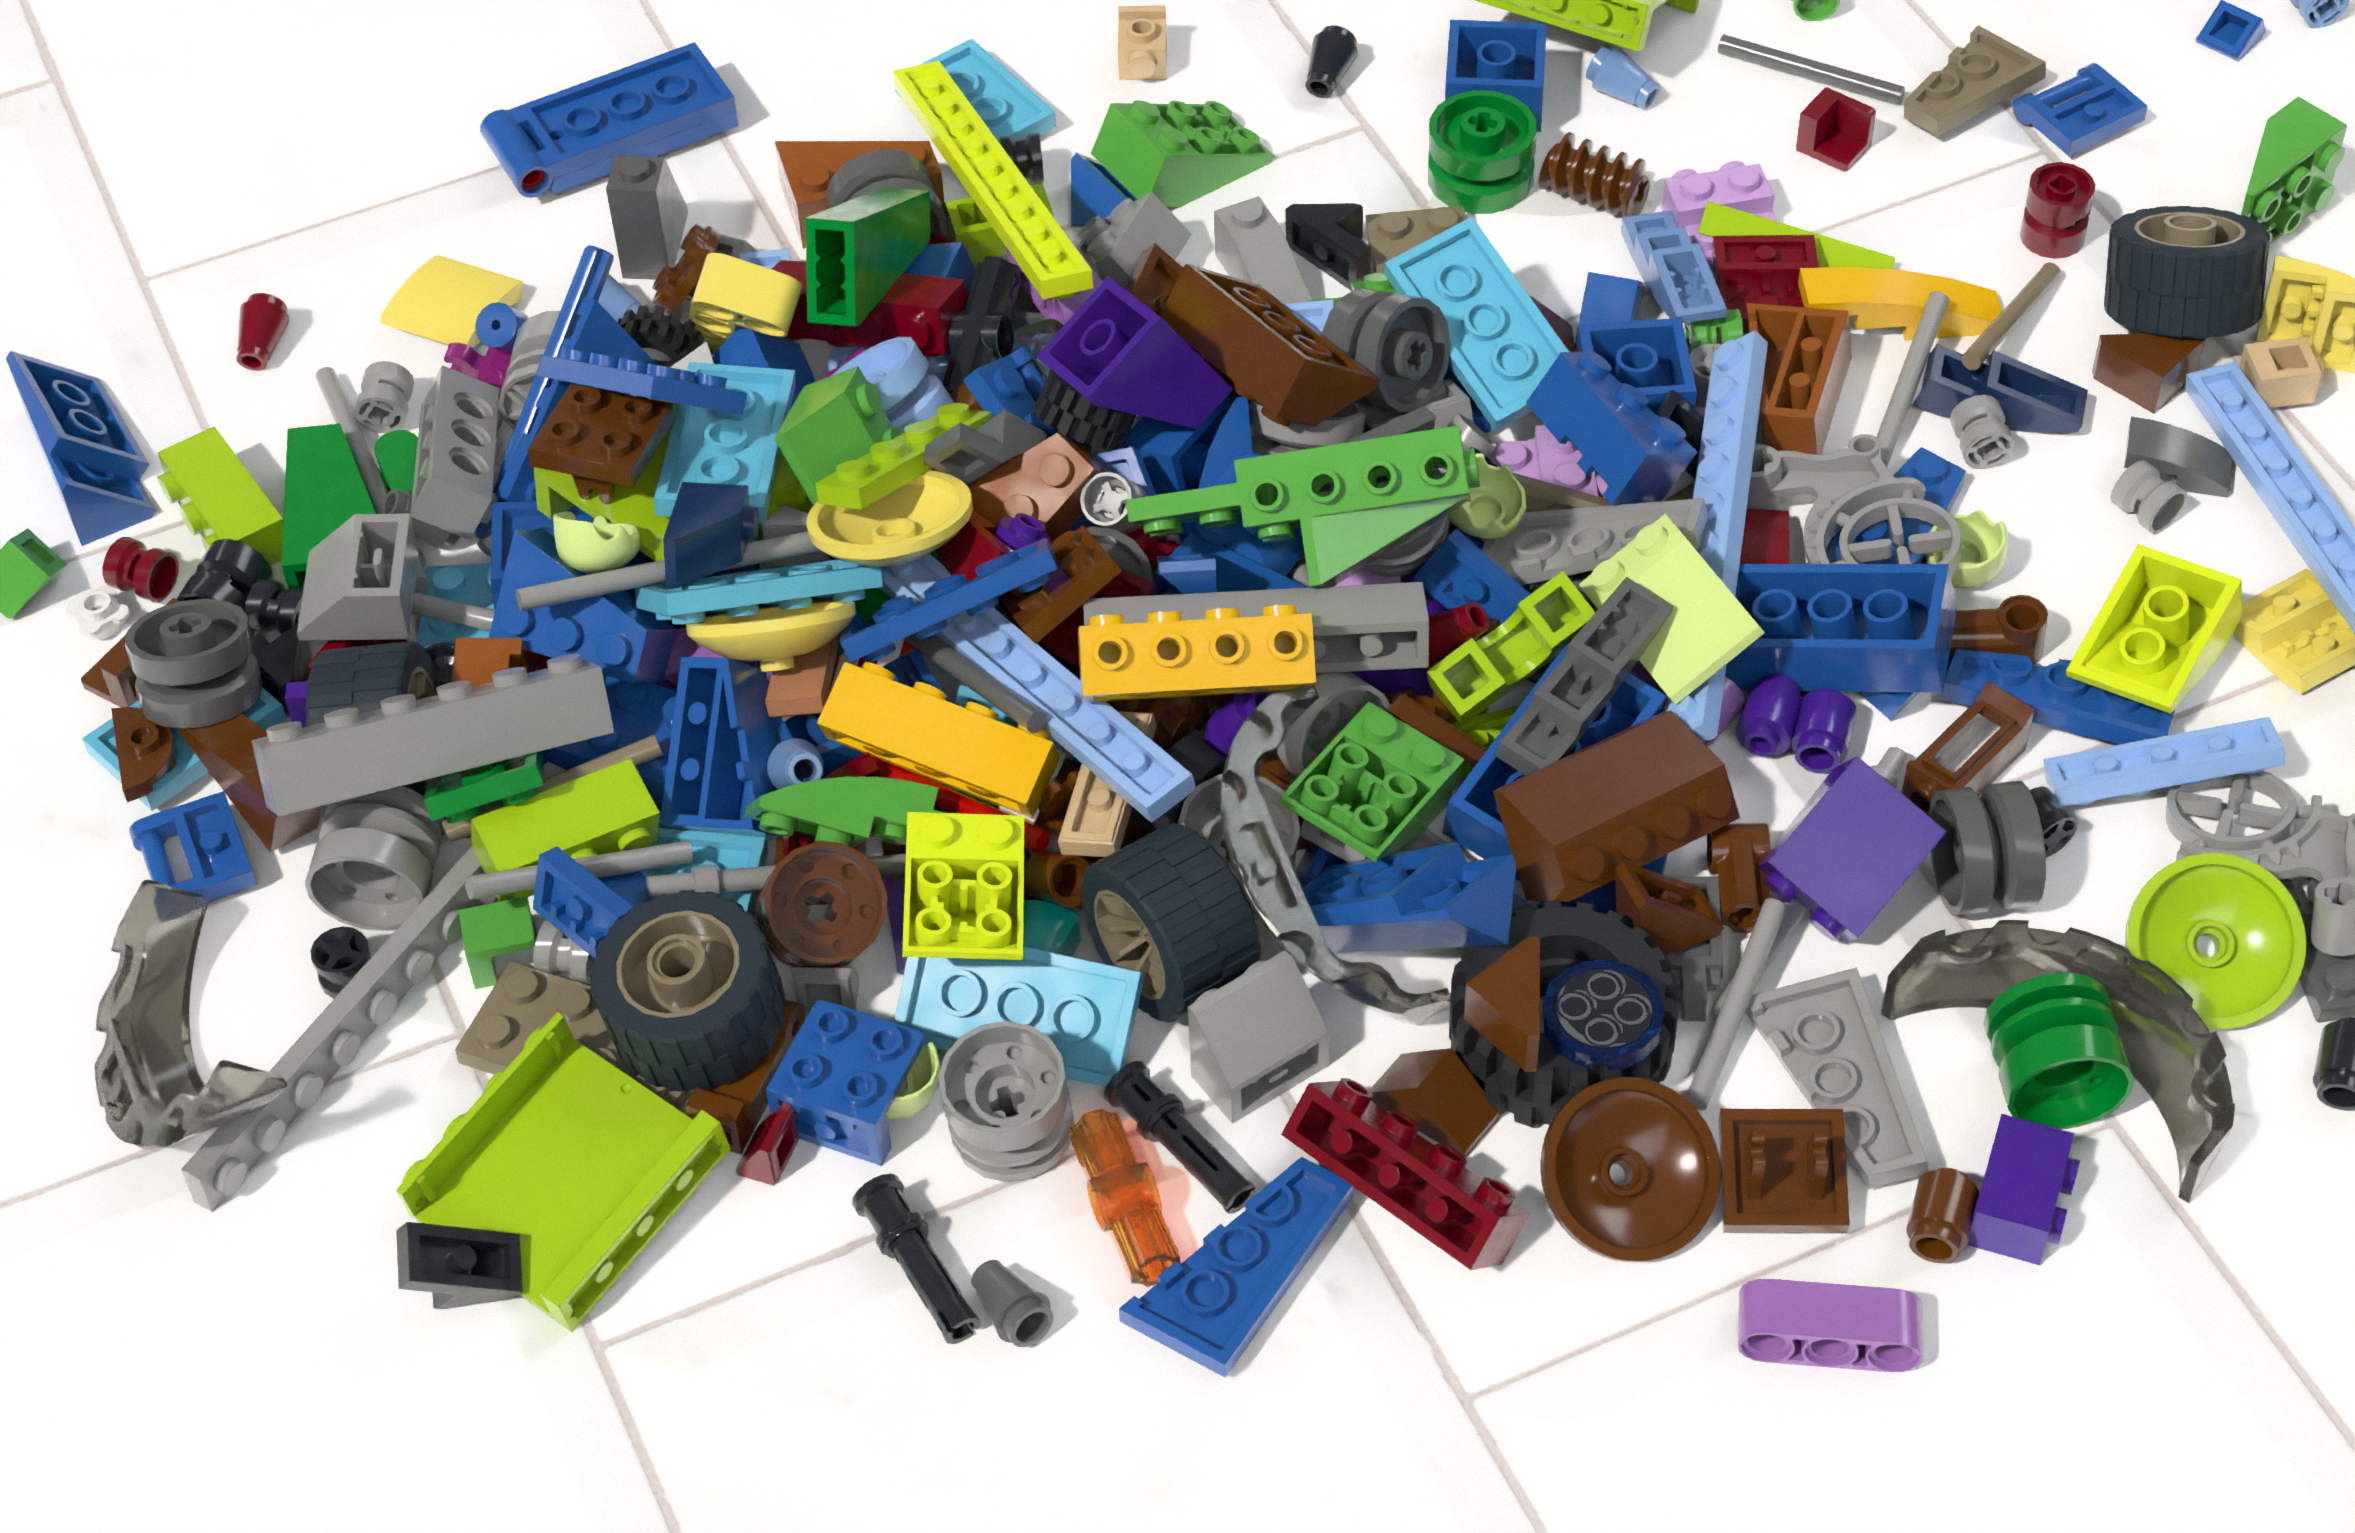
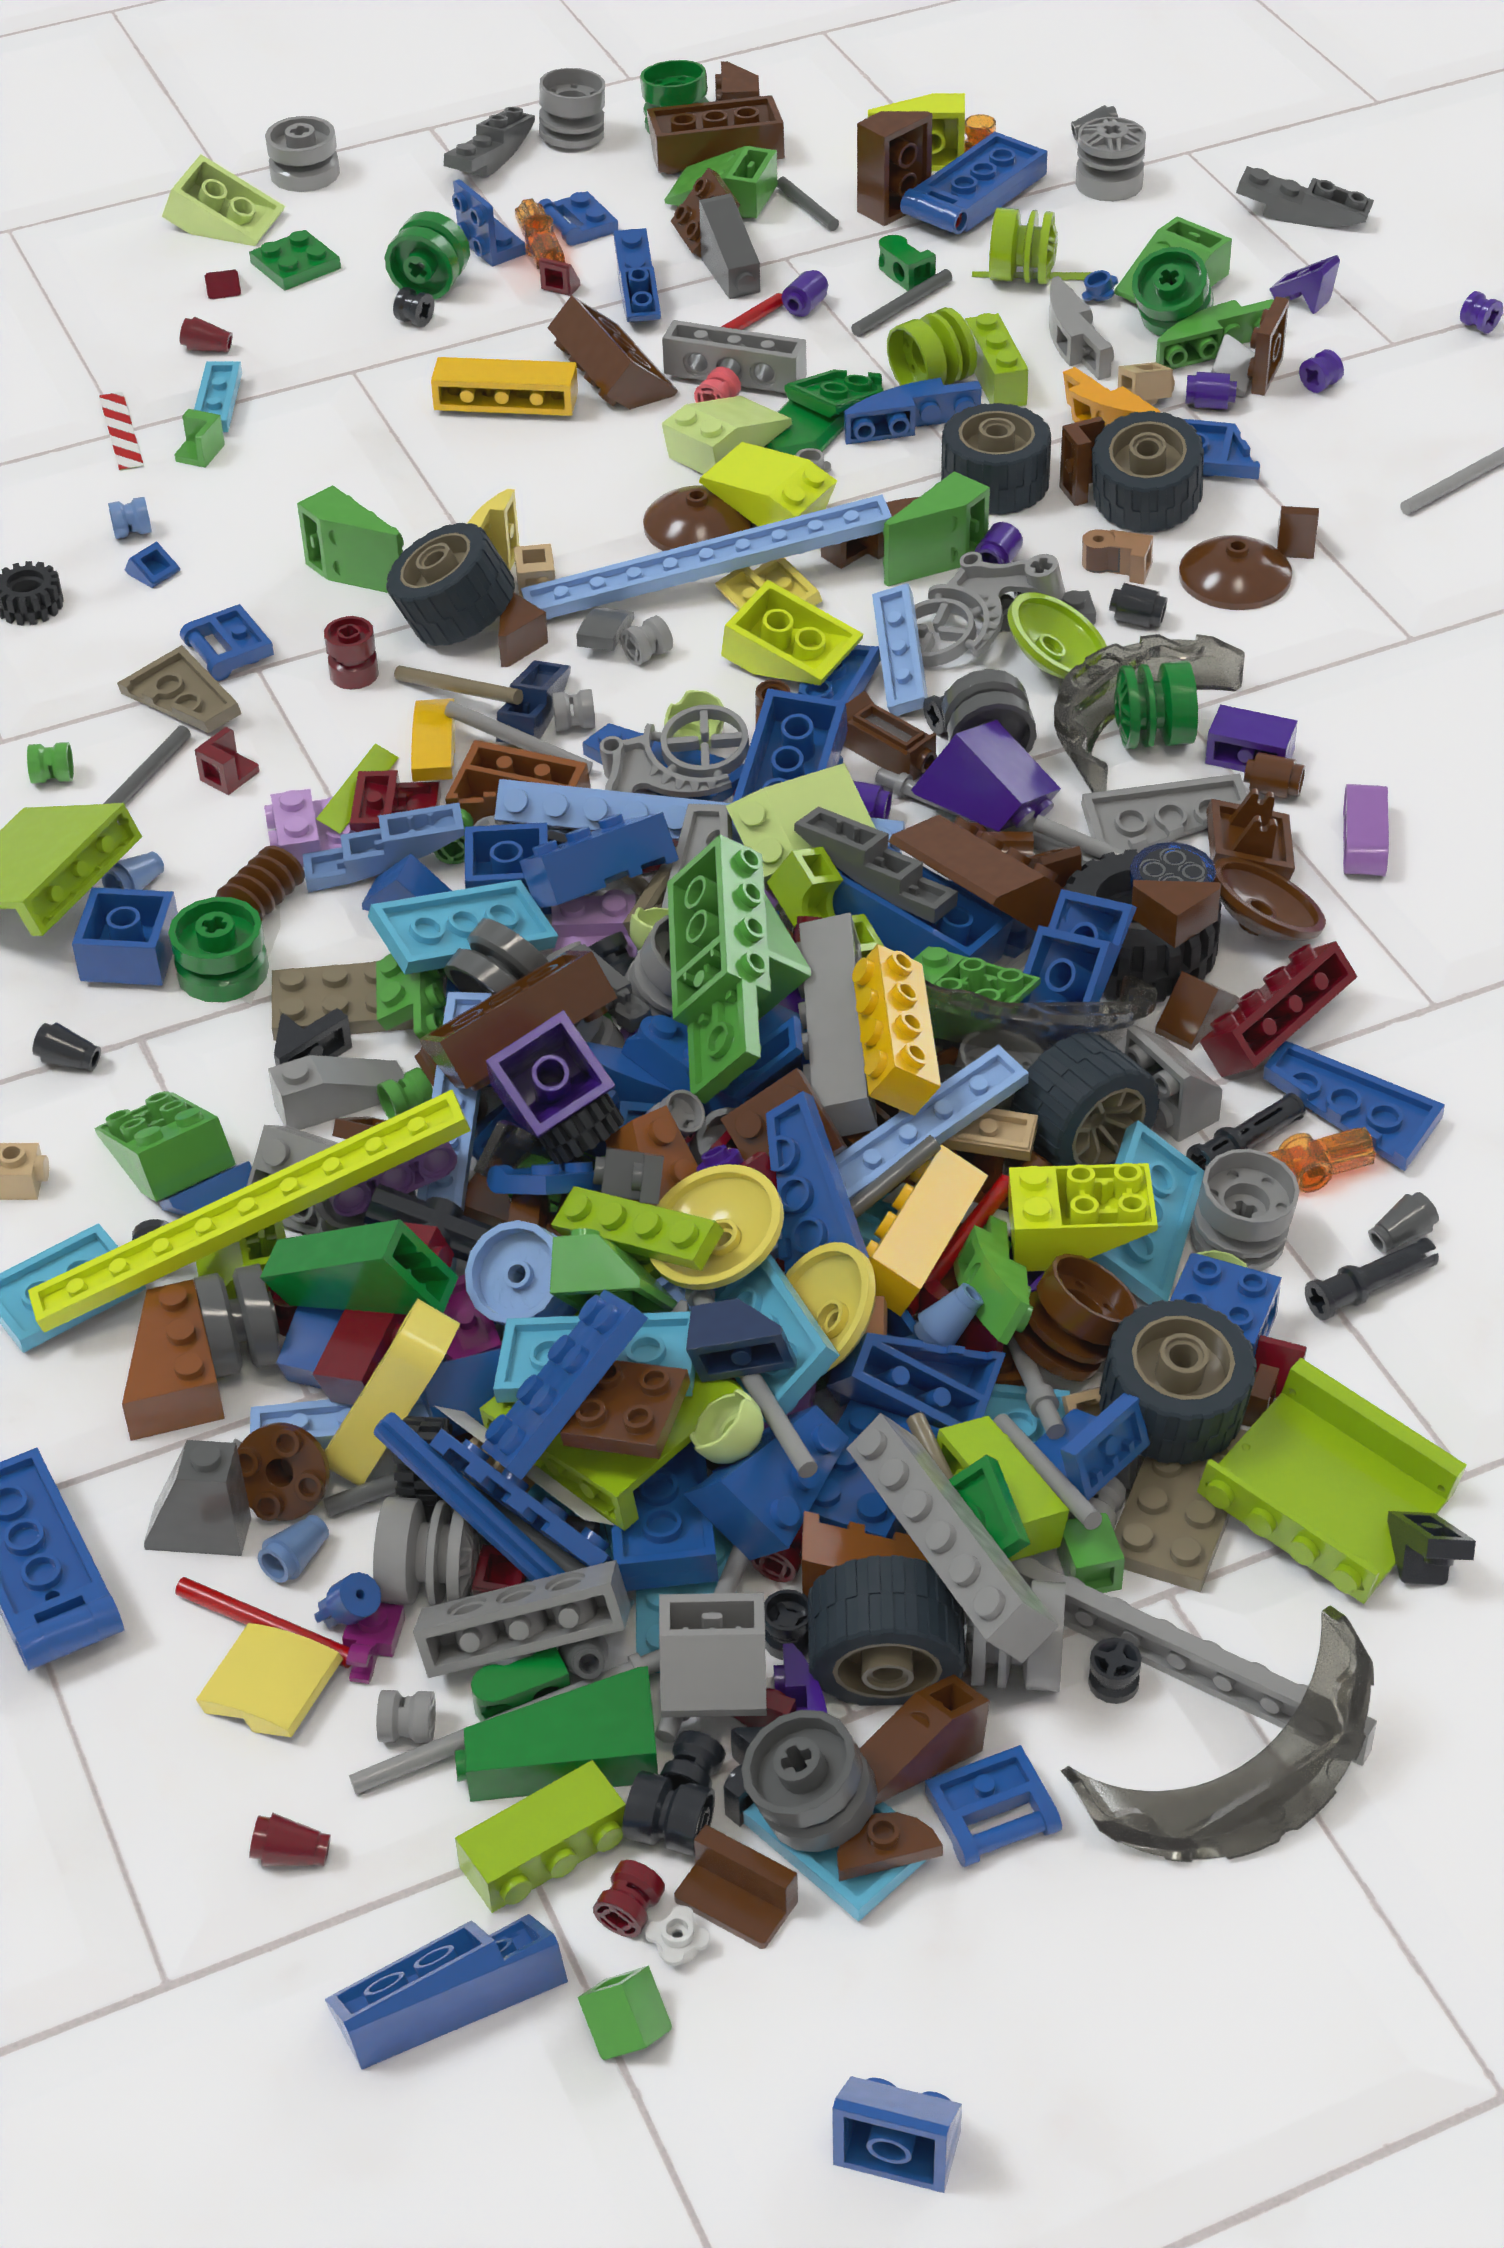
camera: 90 degrees left, 5 degrees down
(547, 275) = (247, 1613): none -> red bar

